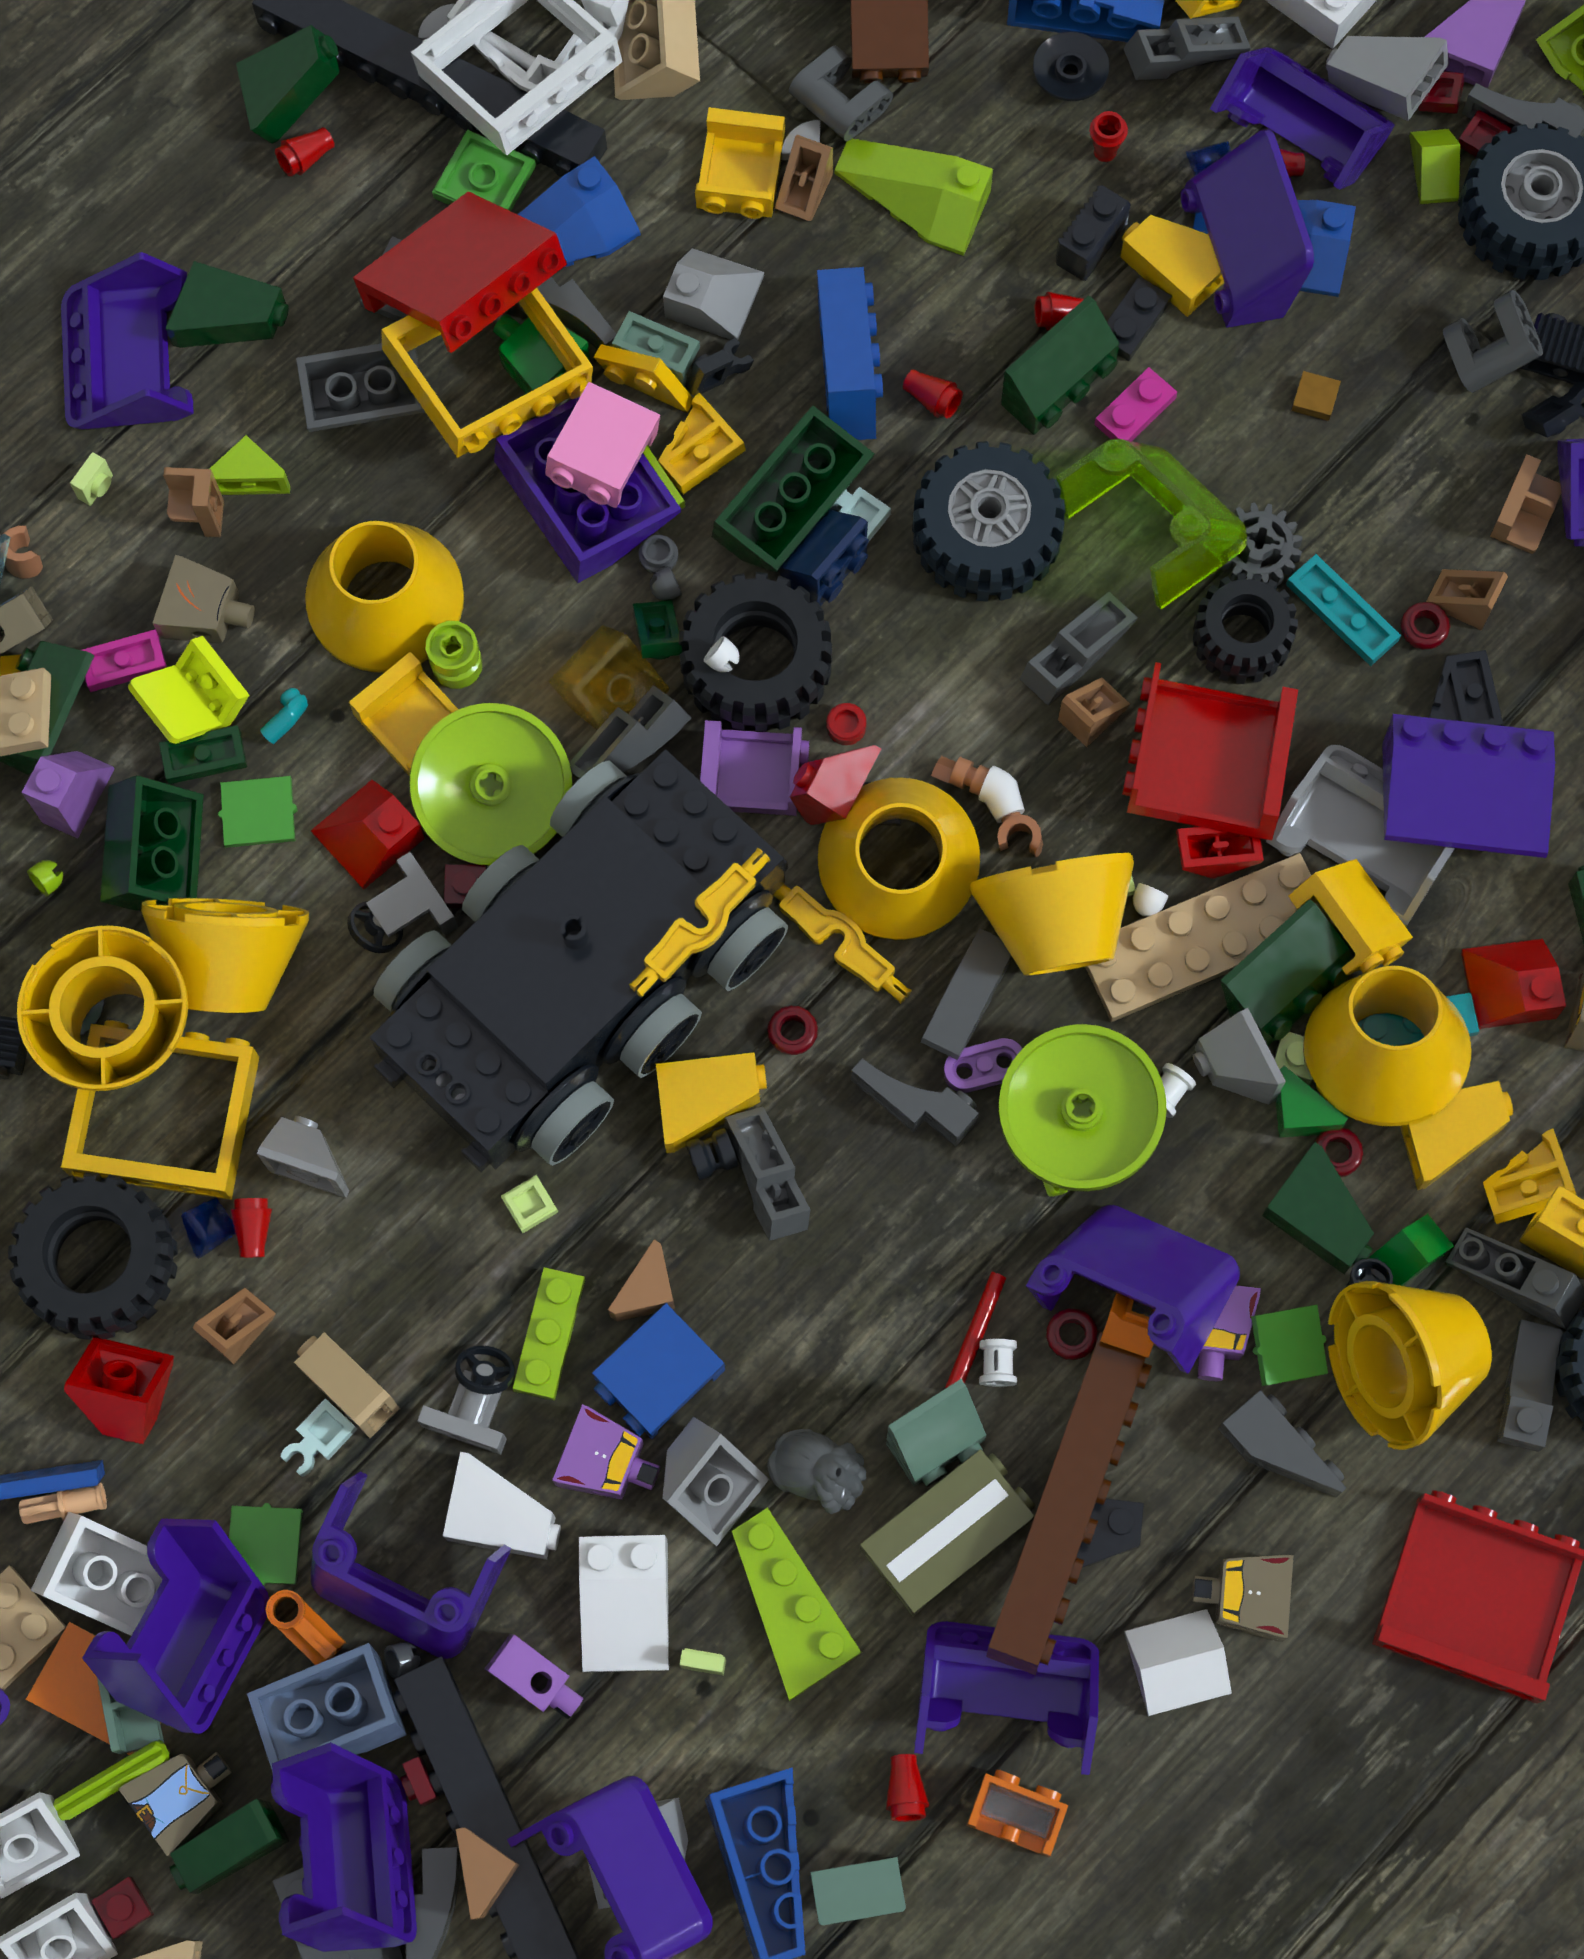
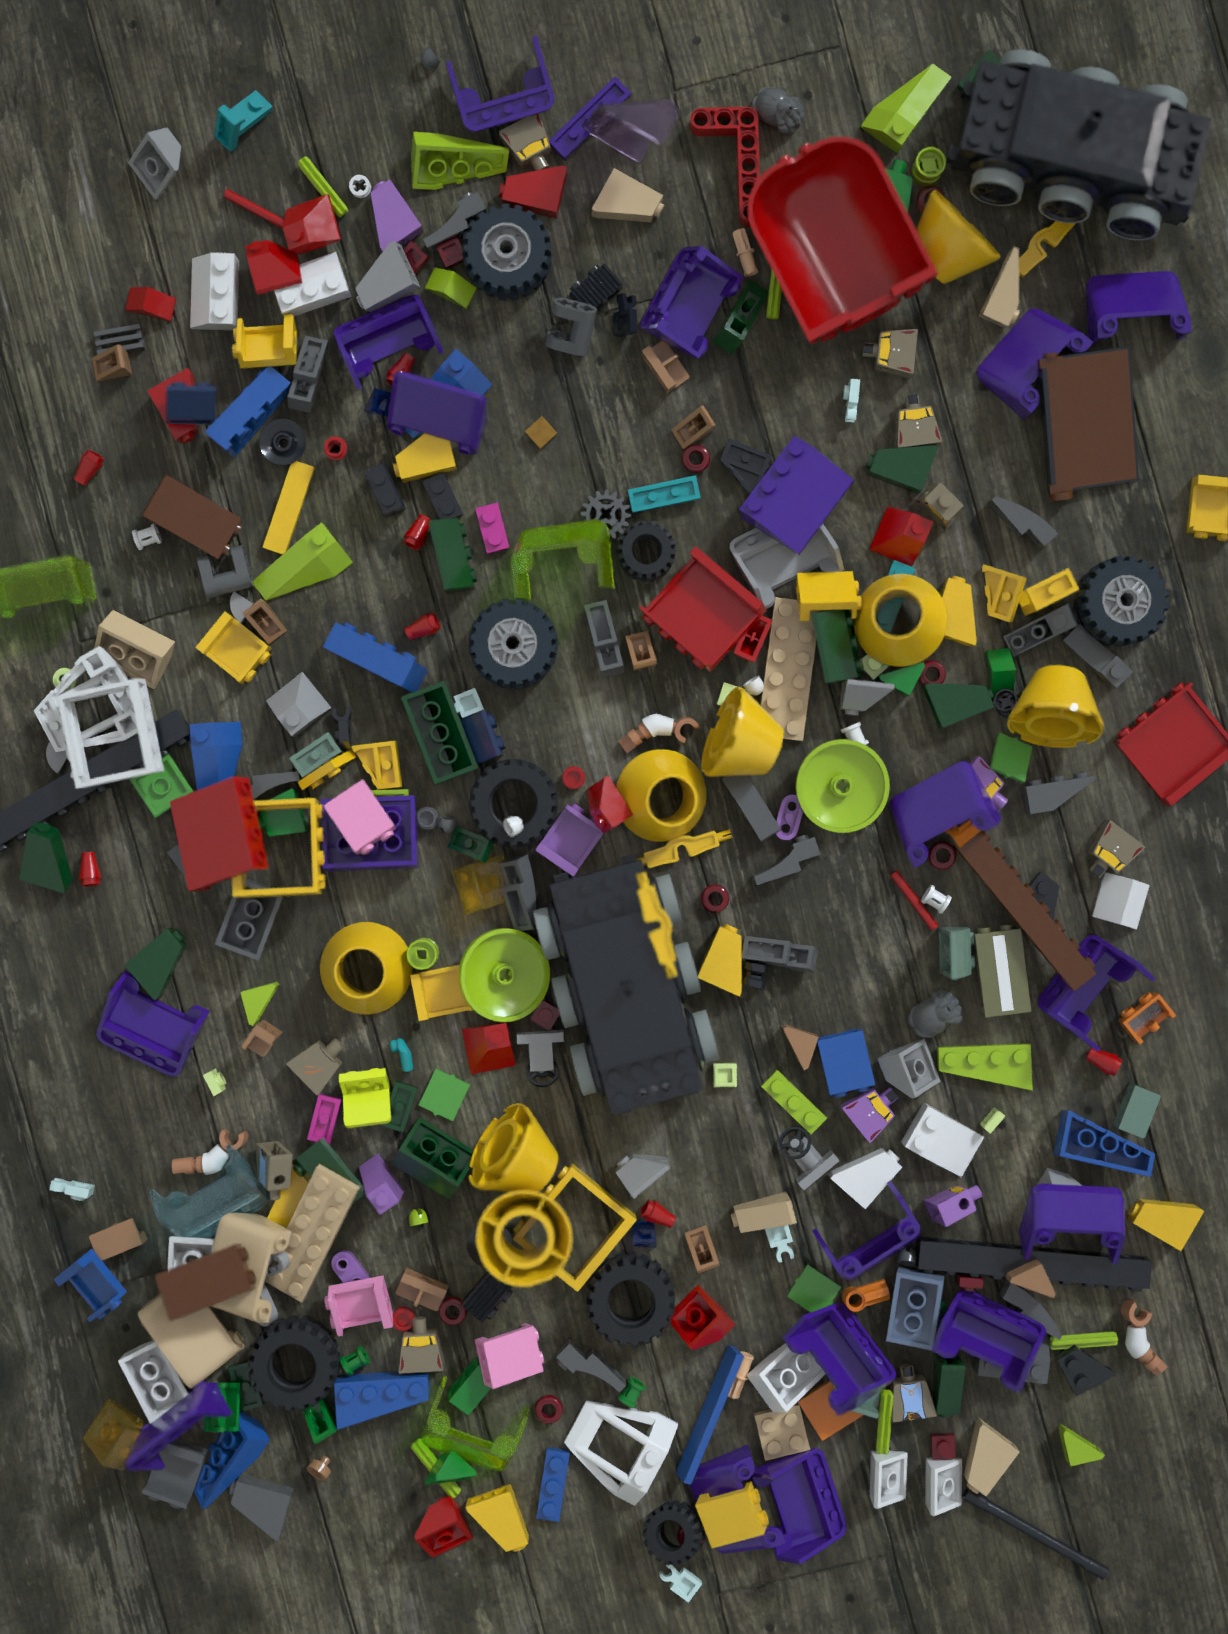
camera: 60 degrees left, 15 degrees up
(987, 126) = (289, 507): none -> yellow tile

